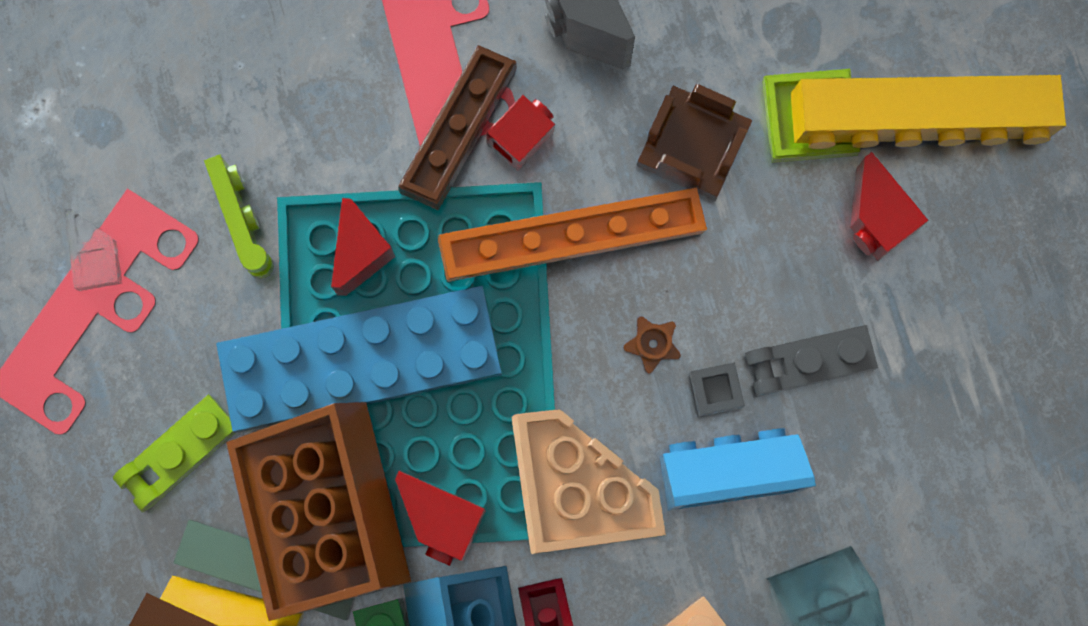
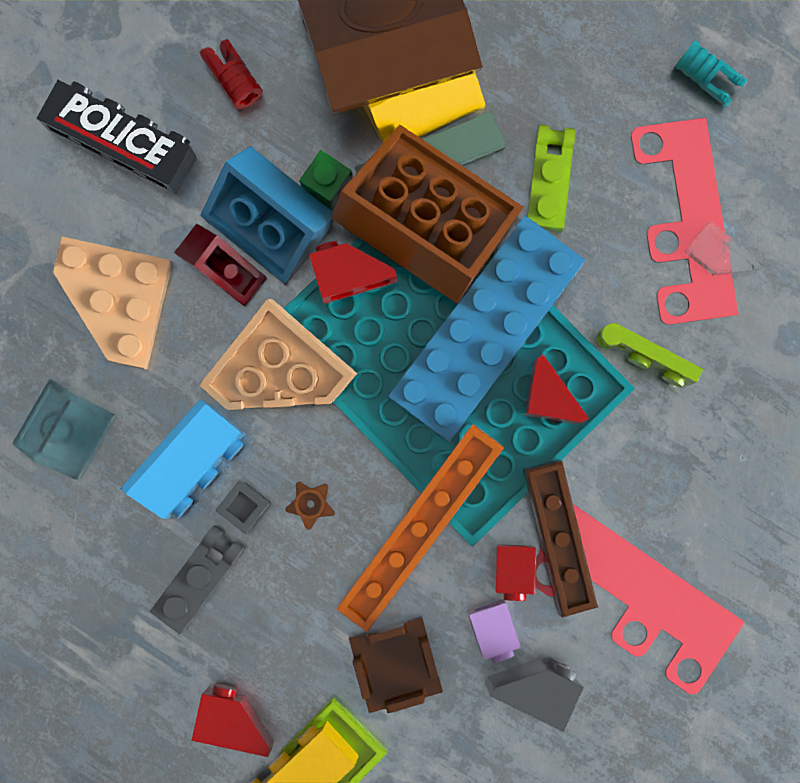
camera: 140 degrees right, 5 degrees up
(584, 98) = (494, 631): none -> lavender brick

